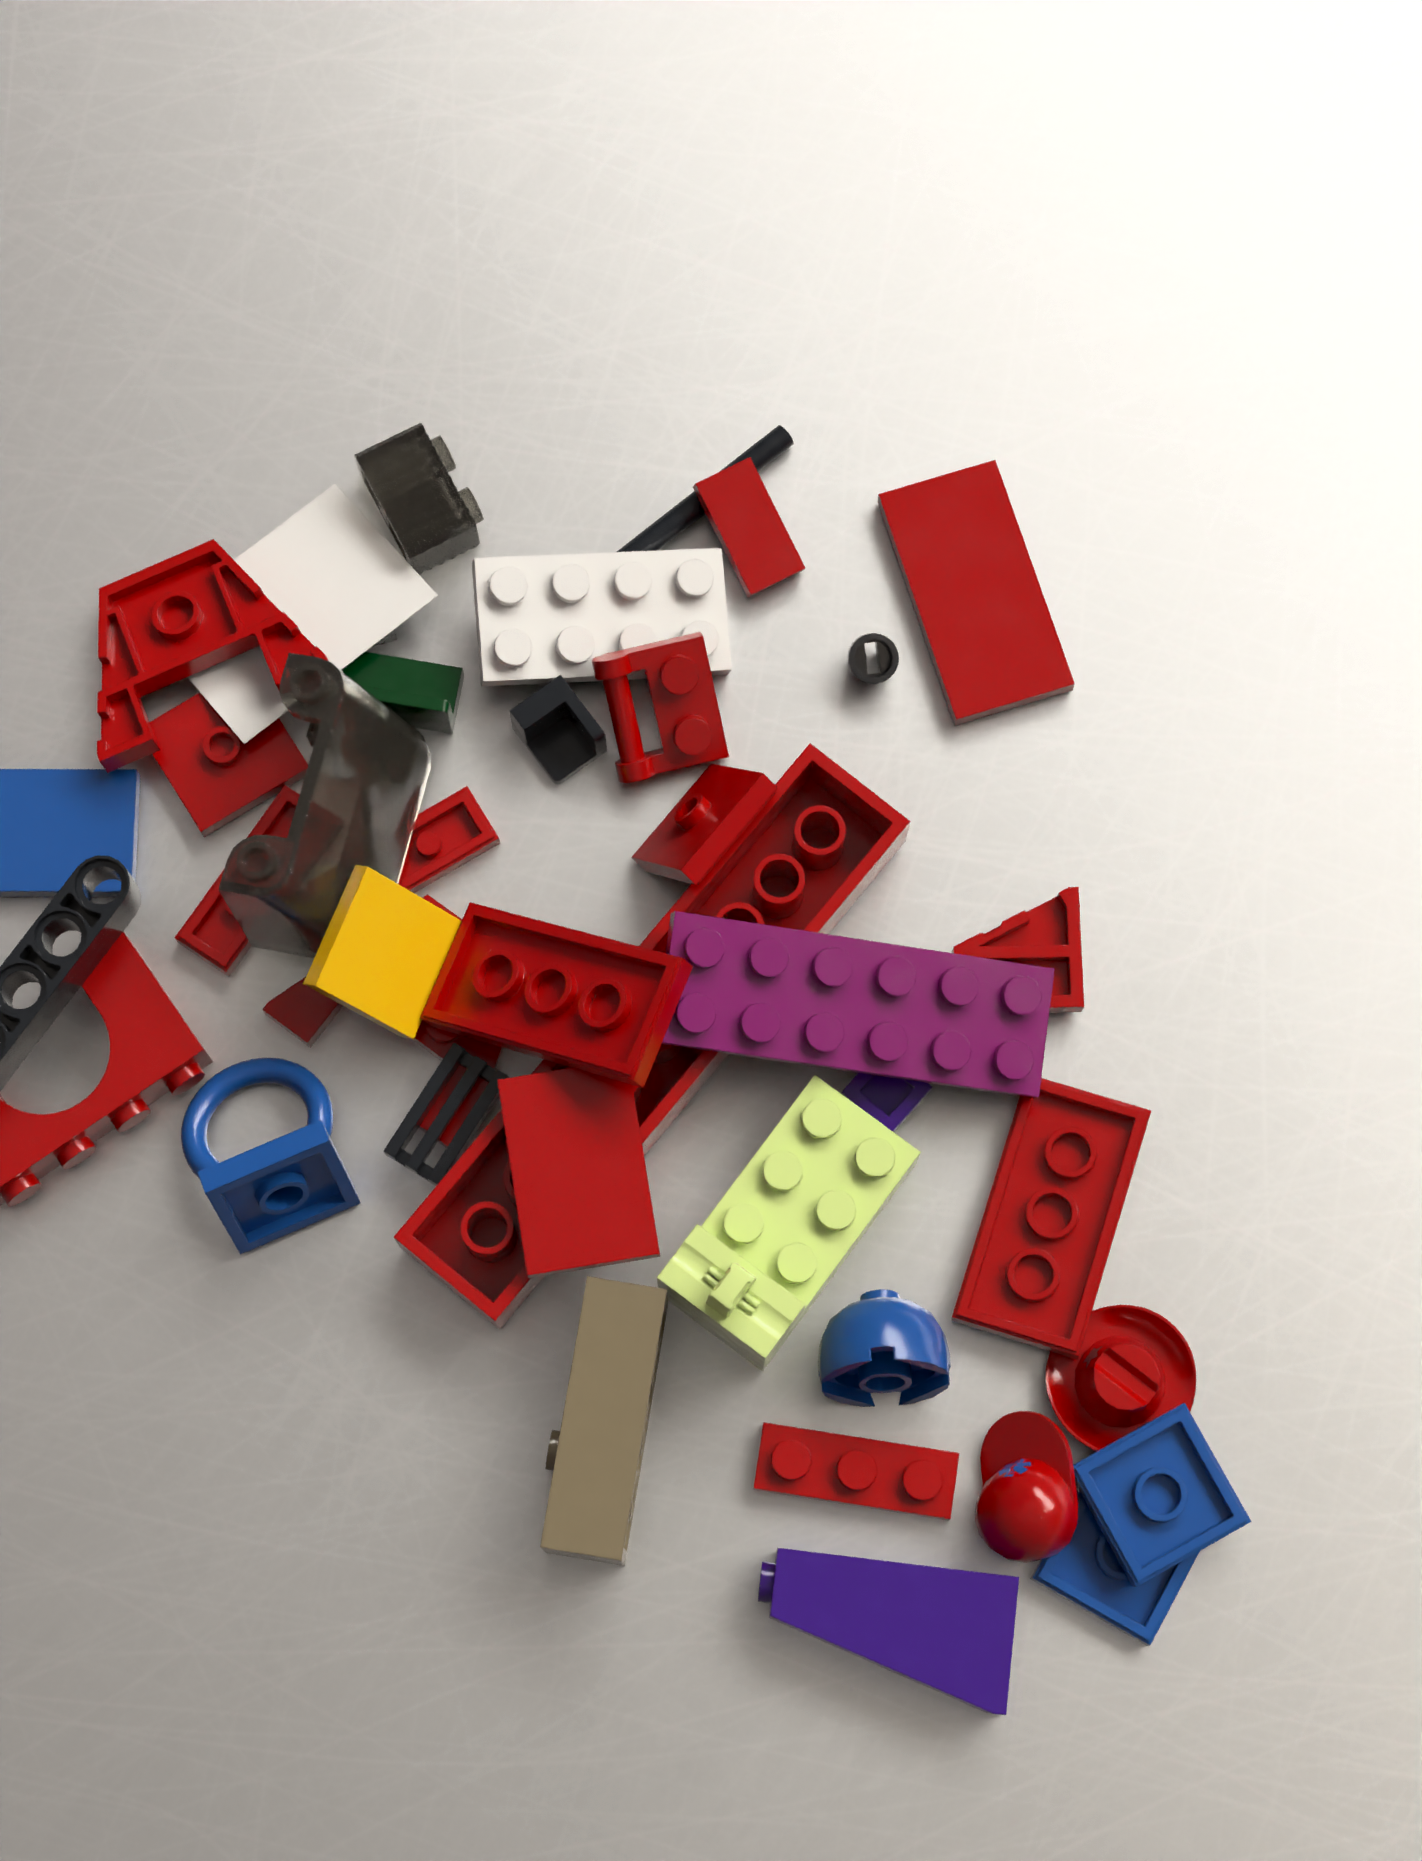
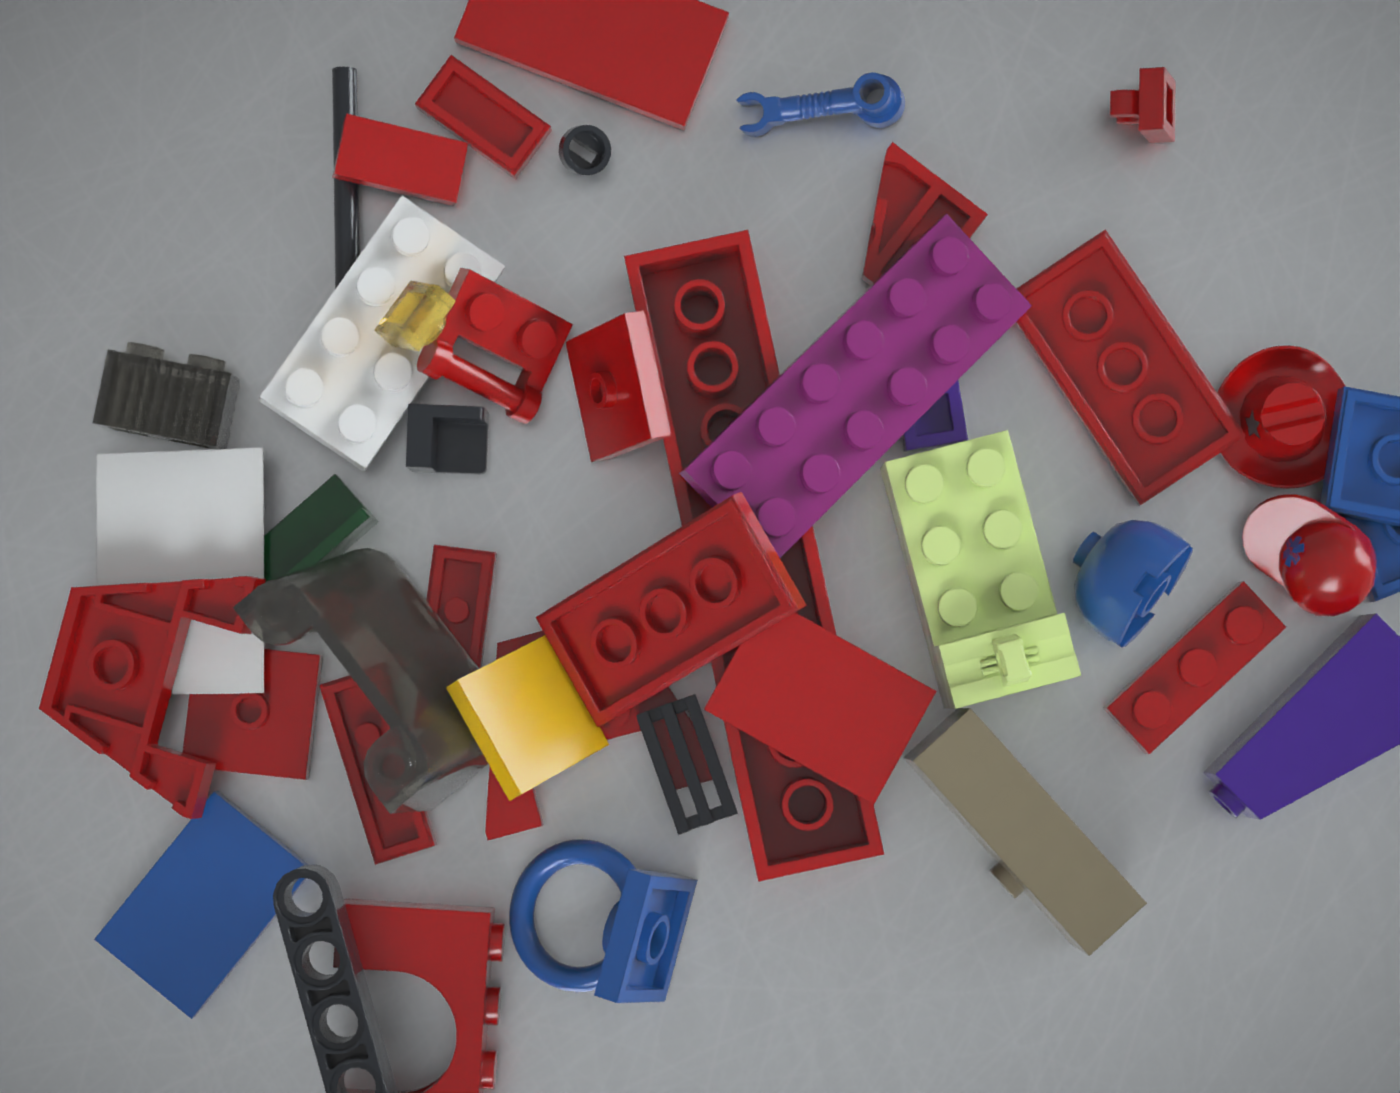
camera: 50 degrees left, 10 degrees up
(631, 624) = (416, 316): none -> clear yellow plate
(836, 565) = (483, 117): none -> red tile
(1097, 862) = (838, 101): none -> blue brick
(1279, 1068) = (1149, 106): none -> red tile

